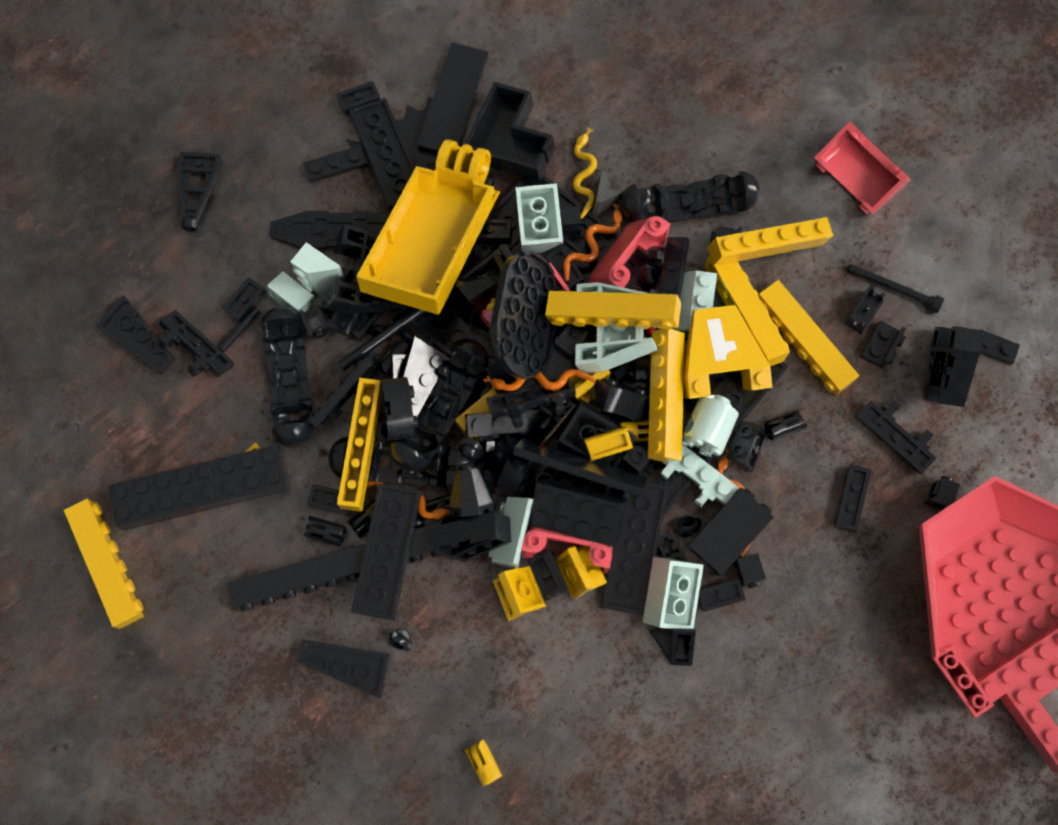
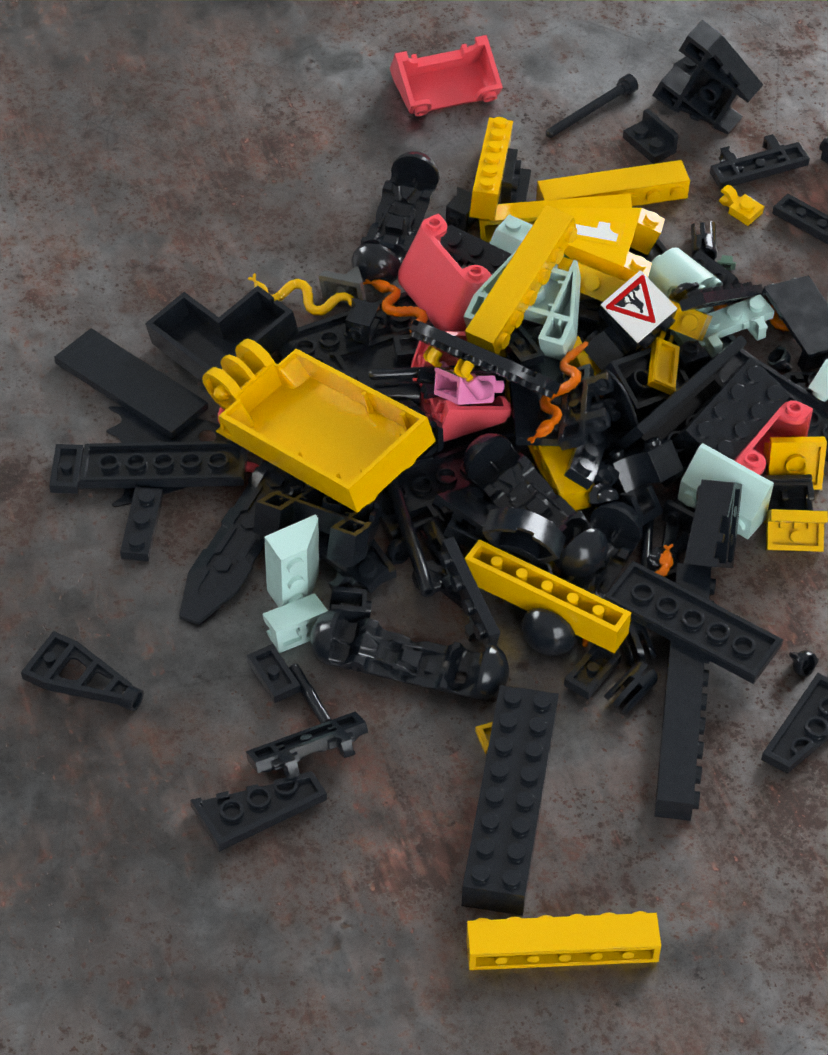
camera: 70 degrees left, 25 degrees down
(470, 492) = (661, 507): black cone -> none
(539, 217) = (349, 339): light aqua slope -> none
(636, 405) = (638, 311): none -> piece
(685, 431) = (682, 289): none -> black piece
(699, 460) = (719, 296): none -> black plate
(775, 450) = (727, 262): none -> sand green piece
(776, 263) = (515, 179): none -> black bracket
(842, 441) = (742, 208): none -> yellow plate
(865, 310) = (603, 138): black hinge -> none

